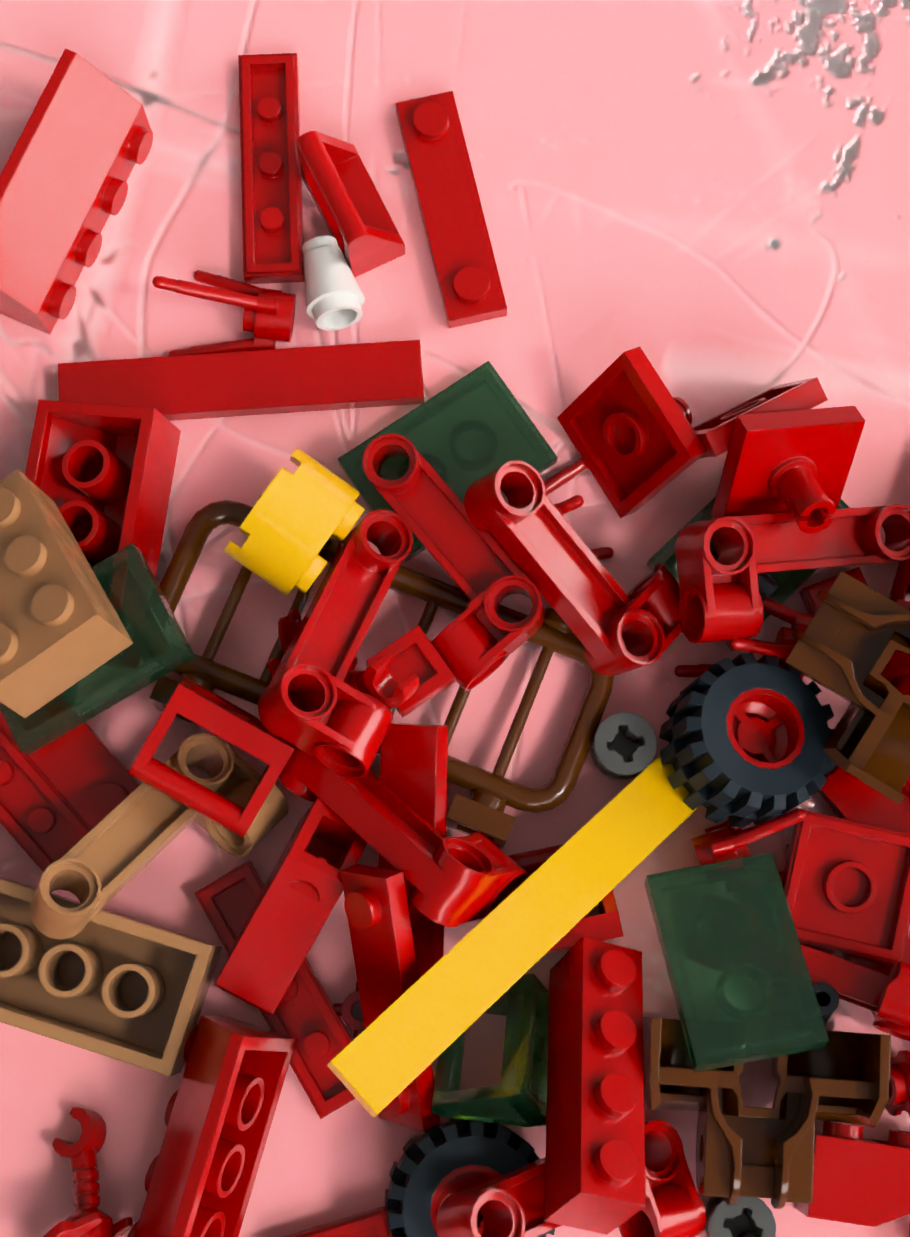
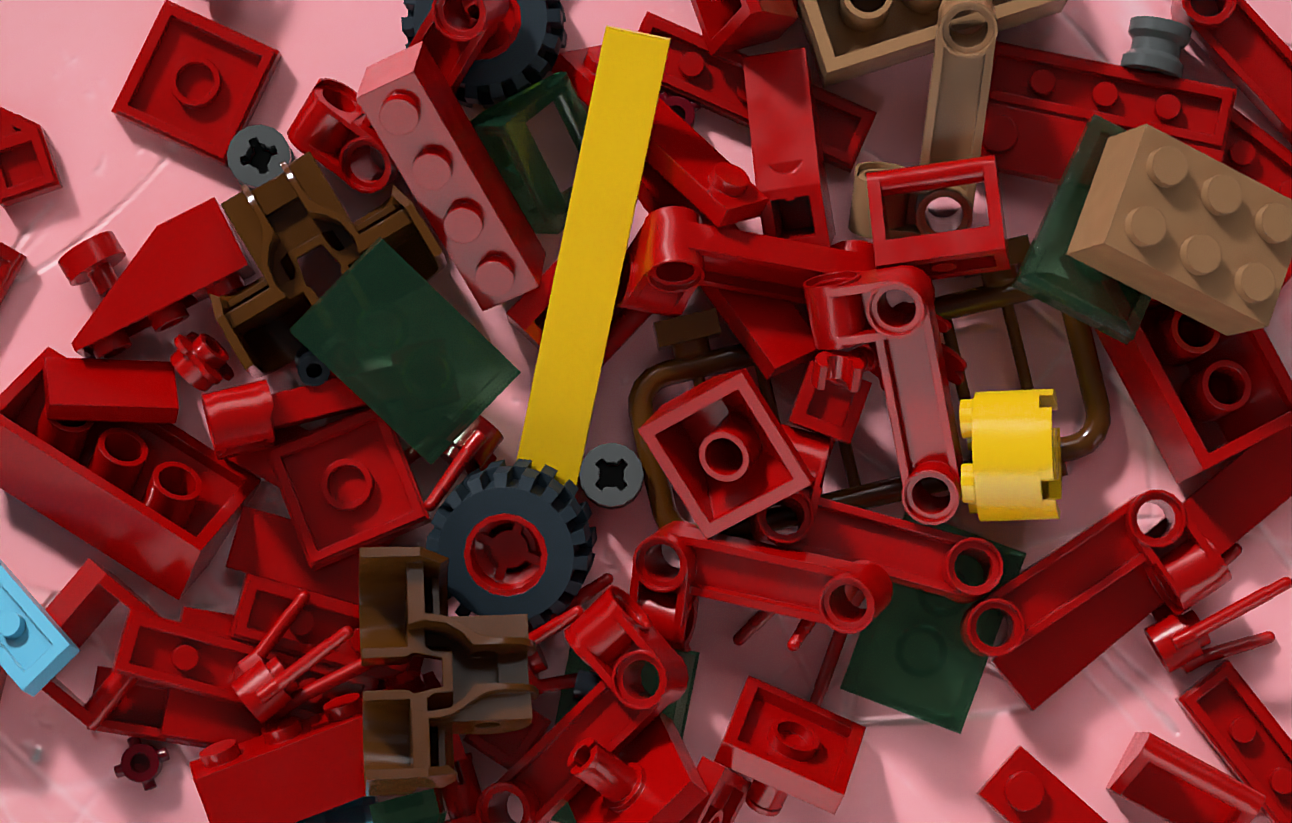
camera: 145 degrees right, 5 degrees up
(294, 409) = (1178, 564): none -> red piece
(330, 286) = (1146, 703): white cone -> none
(528, 687) = (724, 451): none -> red slope

